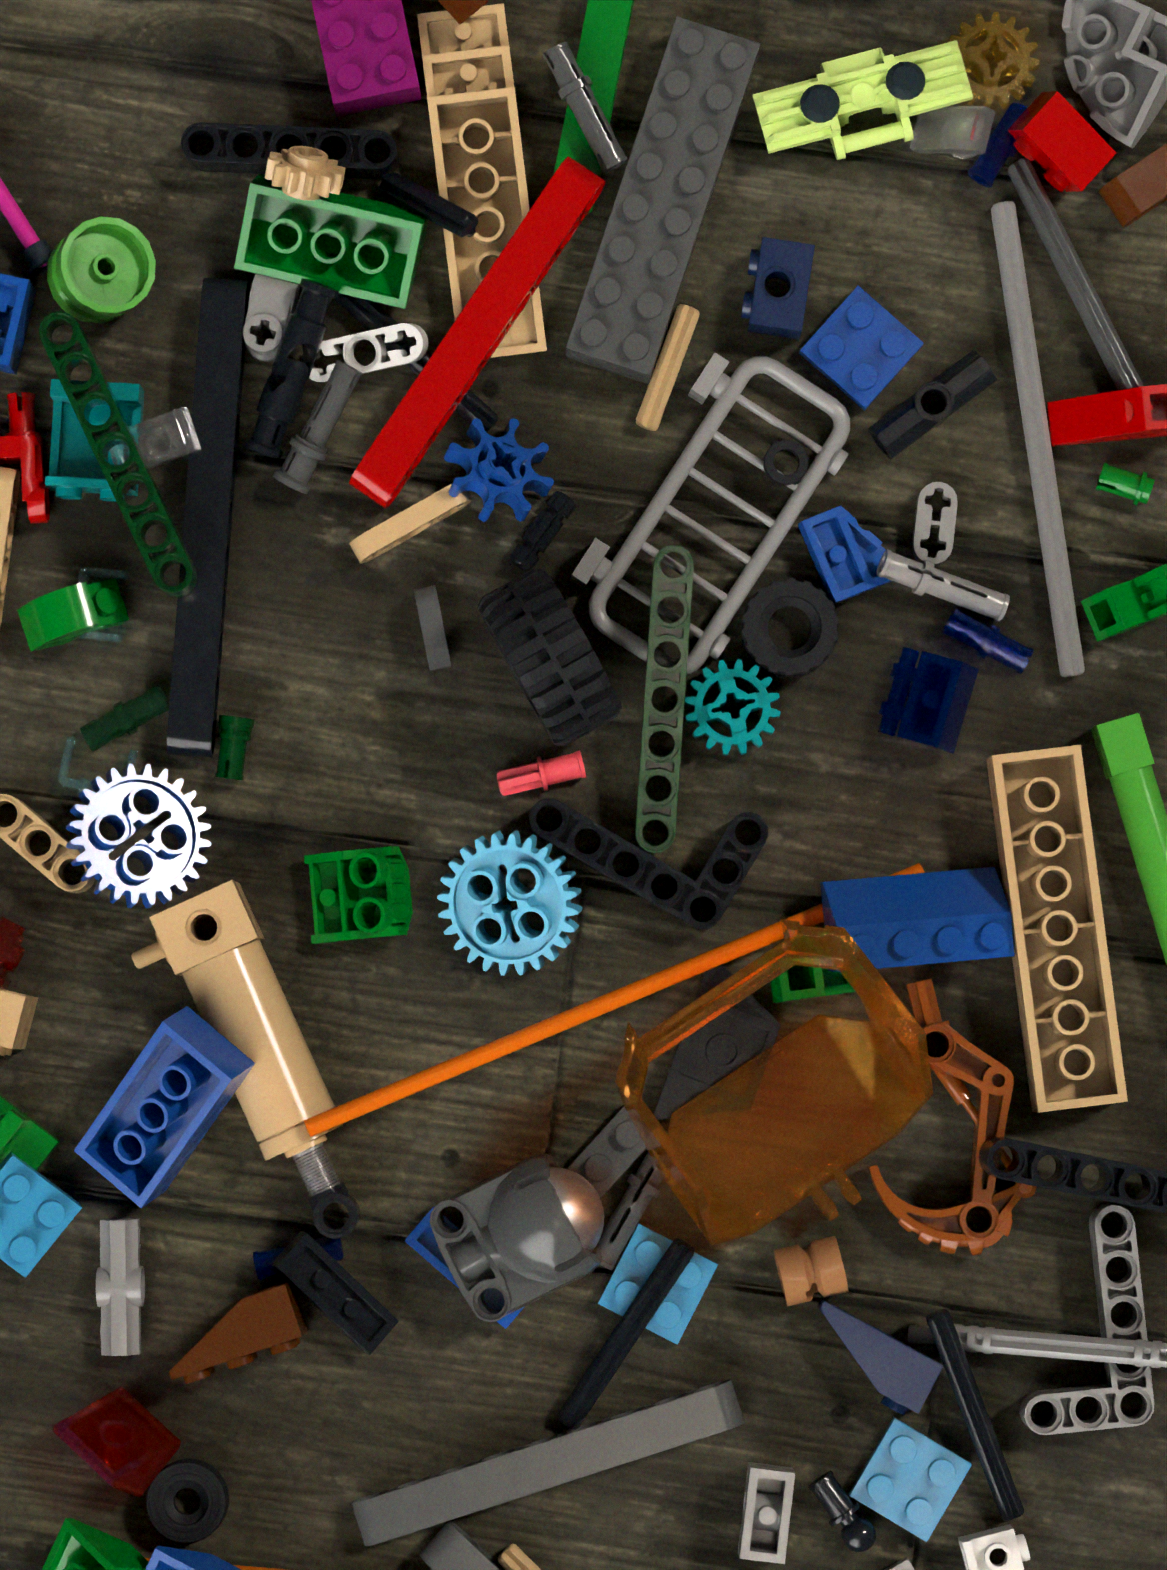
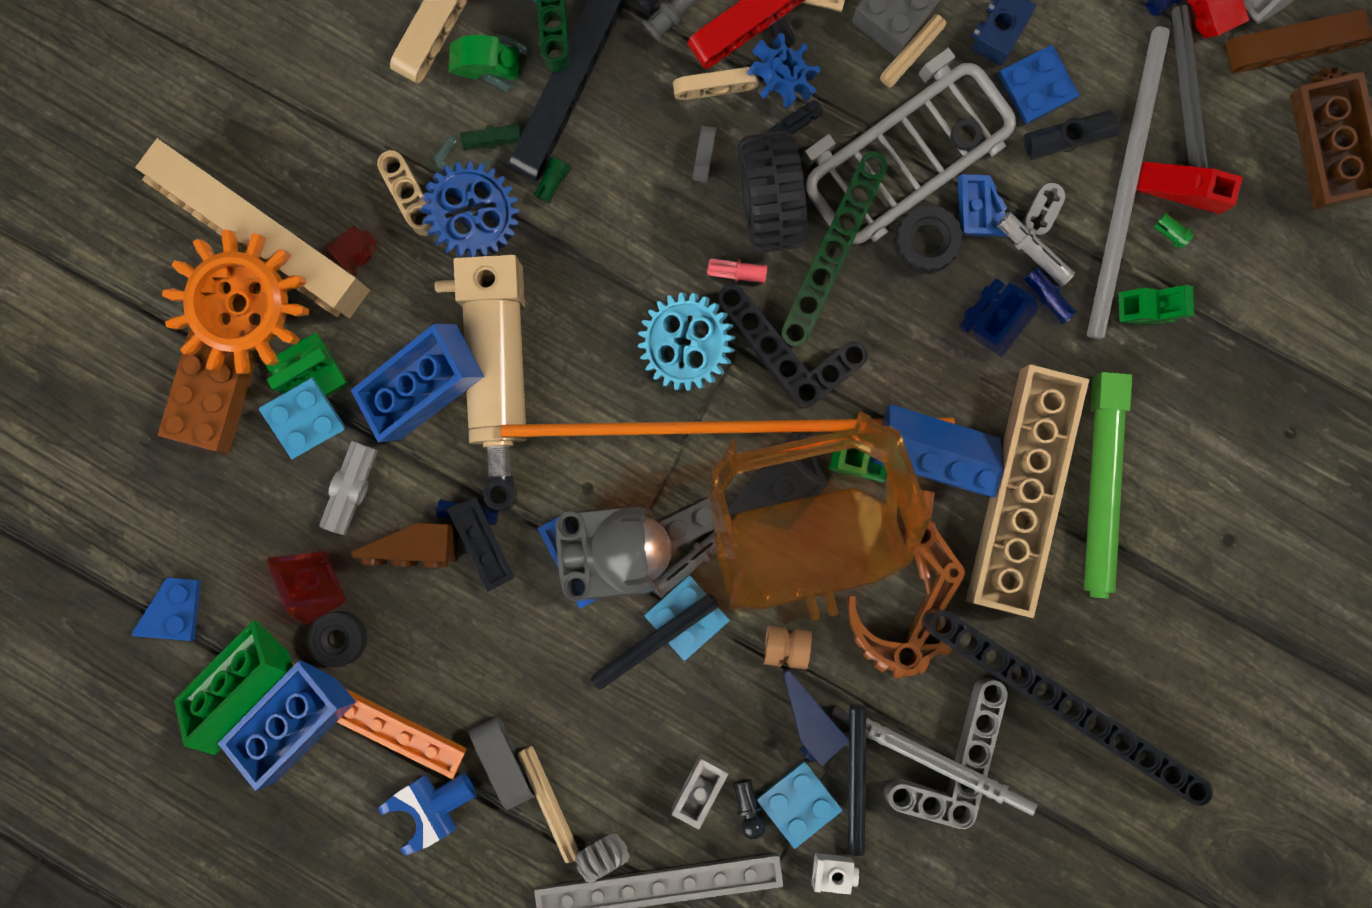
camera: 20 degrees right, 0 degrees up
(359, 894) = (594, 300): green slope -> none
(547, 1462) = (573, 704): dark grey beam -> none
(727, 688) = (885, 274): teal gear -> none

